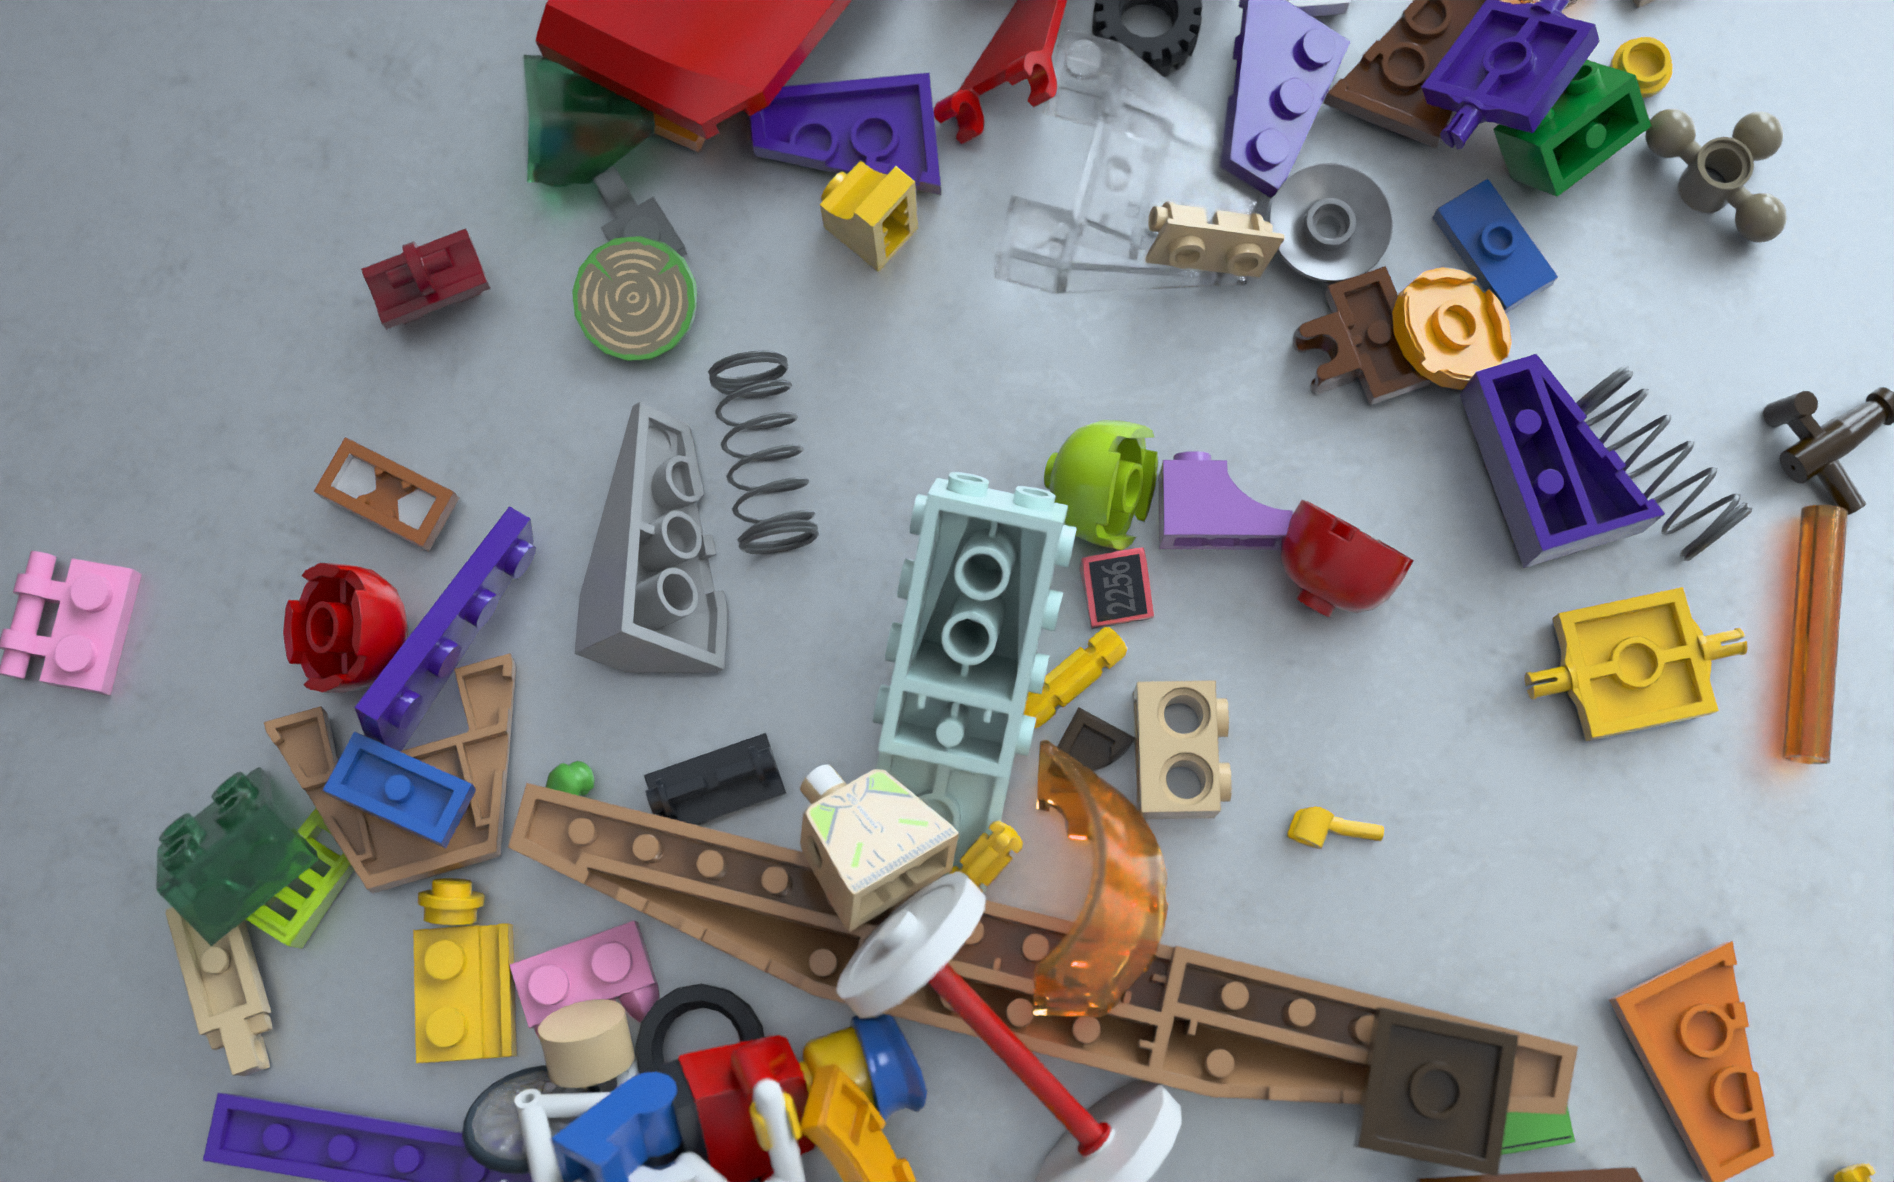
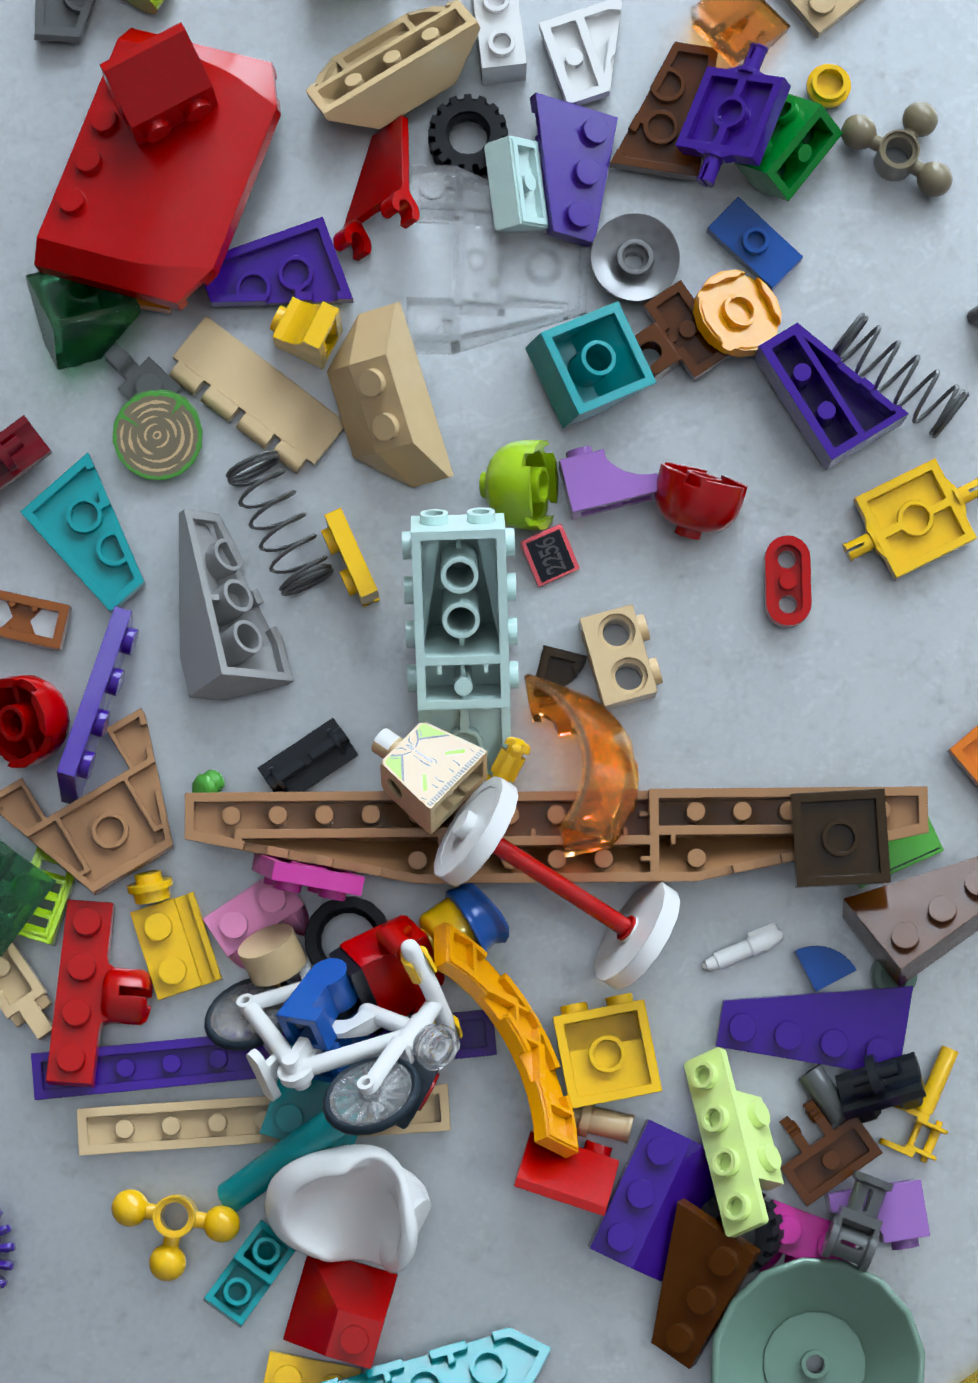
camera: 20 degrees left, 5 degrees up
(323, 1032) = (90, 994): none -> red plate
(399, 789) = (97, 819): blue plate -> none
(506, 404) = (86, 533): none -> teal wing
(639, 936) = (291, 875): none -> dark pink plate
(793, 287) = (248, 383): none -> tan windscreen
(846, 547) = (356, 575): none -> yellow plate
(951, 326) = (387, 400): none -> tan wedge
(1075, 674) = (536, 622): yellow axle -> none
(1195, 88) = (516, 184): none -> light aqua slope
(1230, 245) = (573, 290): tan hinge -> none
(1235, 345) = (589, 364): none -> teal slope
(1313, 824) = (722, 684): yellow hand -> none
(1436, 707) = (787, 582): none -> red plate

